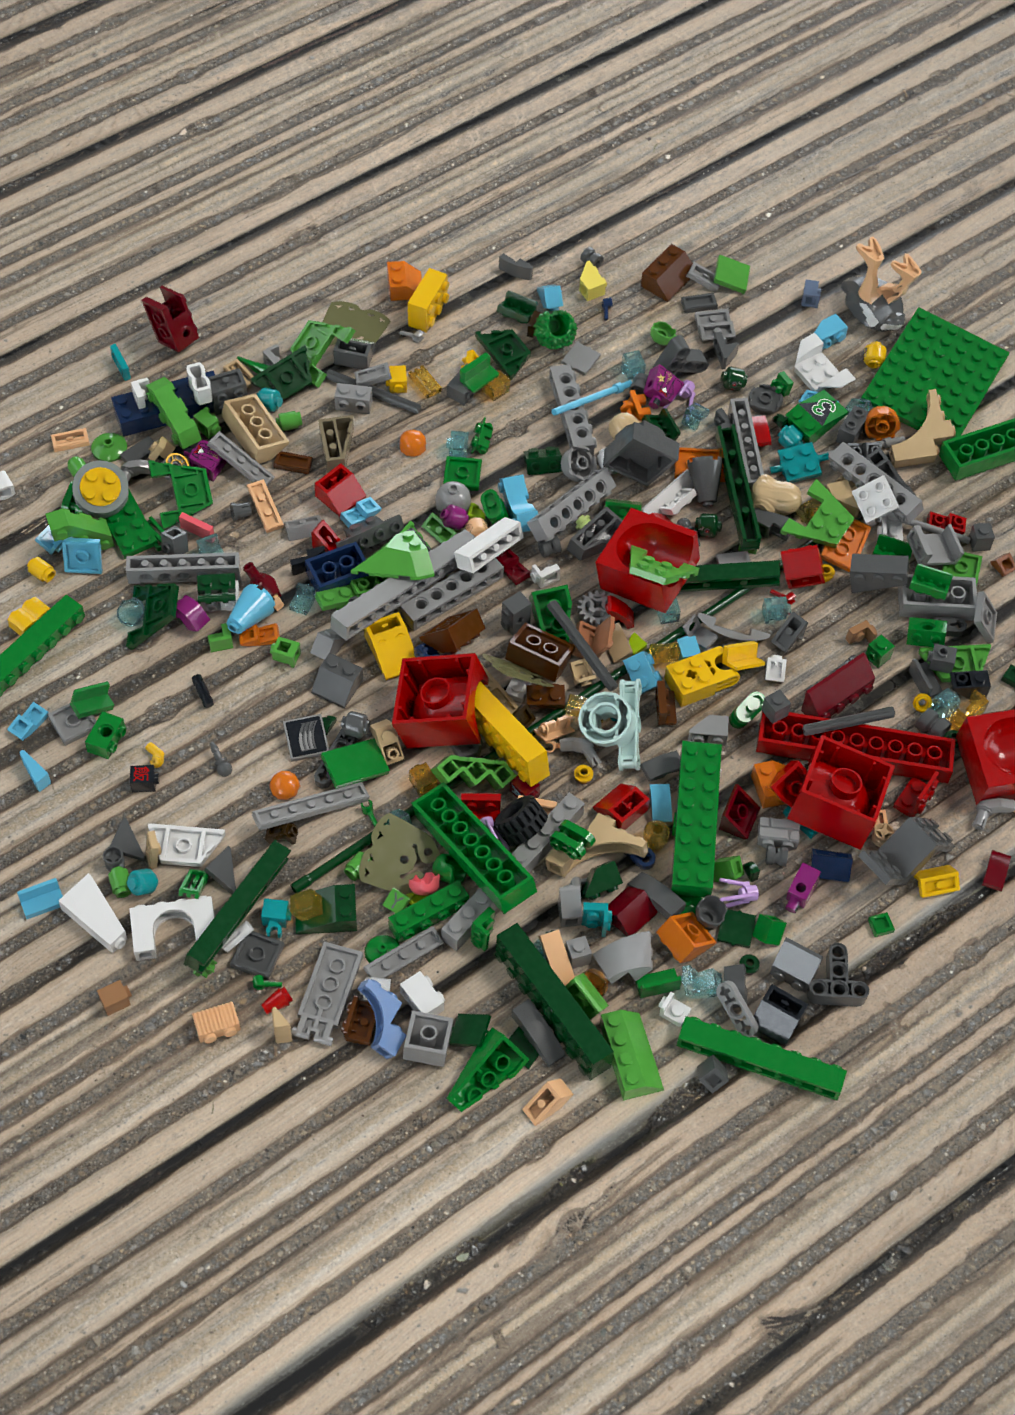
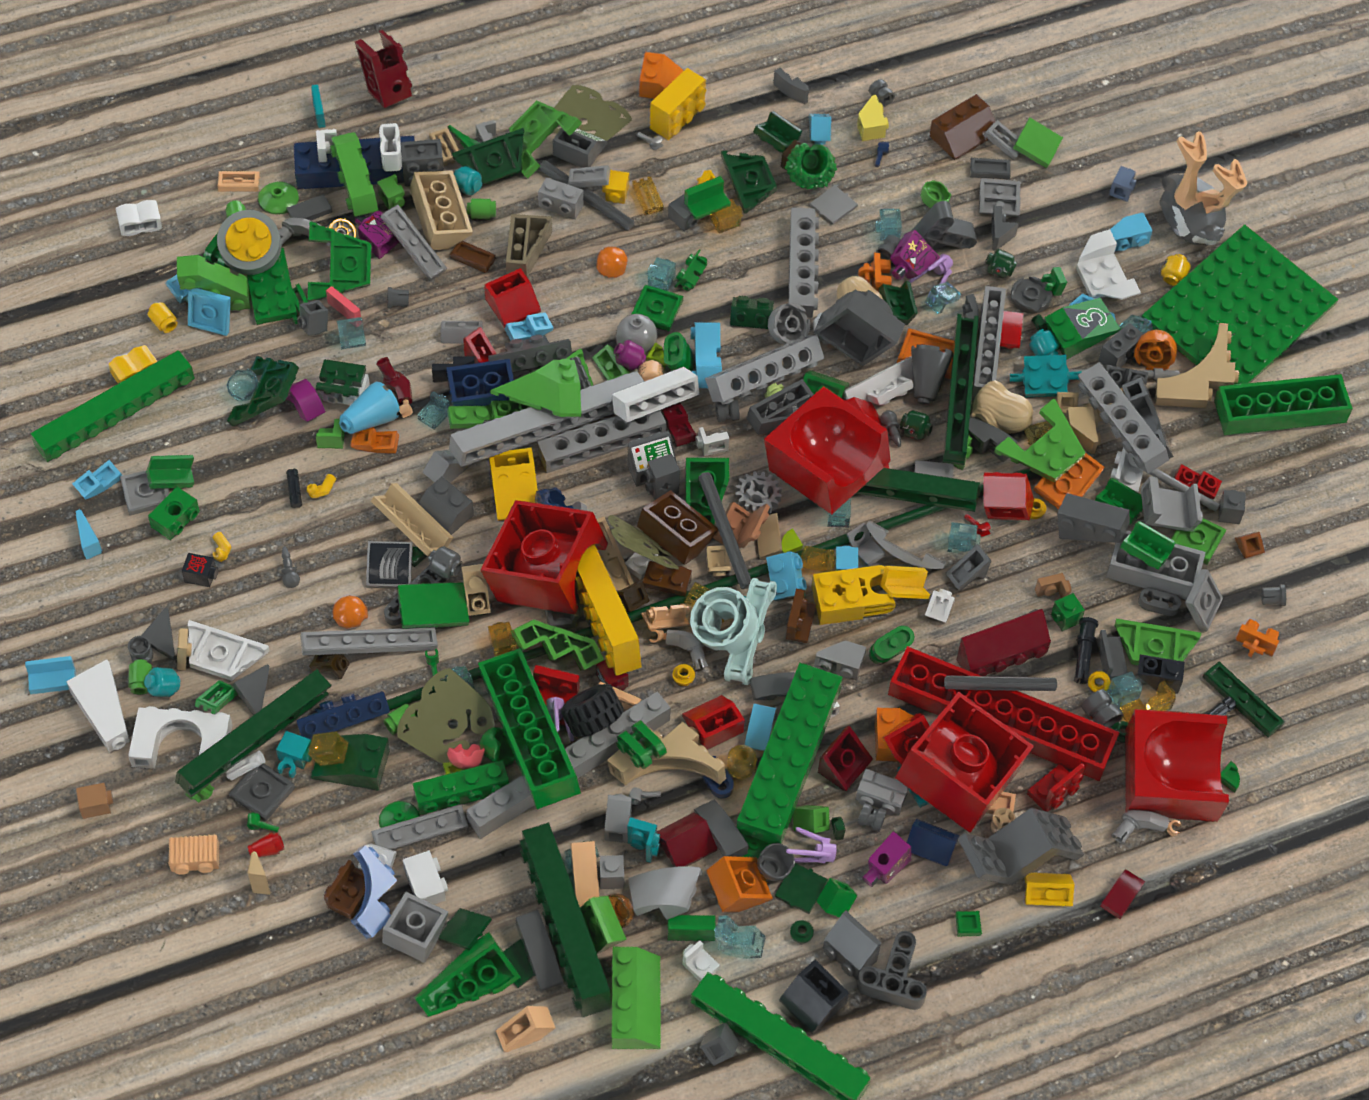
camera: 15 degrees right, 0 degrees up
(162, 447) = (333, 210): tan bracket -> none
(180, 567) = (311, 346): light grey brick -> none
(228, 686) = (321, 490): none -> yellow arm
(265, 506) = (425, 298): light nougat tile -> none
(286, 651) = (397, 464): bright green brick -> none
(307, 872) = (343, 713): none -> dark blue bracket
(315, 695) = (412, 519): none -> tan fence
(327, 992) = (323, 850): light grey hinge -> none
(396, 901) = (430, 767): bright green tile -> none
(454, 632) = (587, 484): reddish brown slope -> none
(482, 928) = (513, 819): green bracket -> none
(494, 594) = (647, 449): none -> slope
(600, 879) = (664, 796): dark green slope -> none
(616, 388) = (861, 247): medium azure bar -> none
(620, 611) = (782, 500): red slope -> none
(656, 571) = (832, 467): bright green wing -> none
(734, 993) = (773, 969): light grey beam -> none
(737, 975) = (775, 953): dark grey slope -> none
(776, 706) = (920, 648): dark grey brick -> none
(824, 477) = (1067, 399): none -> tan slope
(875, 500) = (1114, 437): white bracket -> none
(901, 671) = (1085, 640): none -> black pin
(926, 632) = (1129, 603): green brick -> none
(942, 658) = (1135, 636): dark grey brick -> none

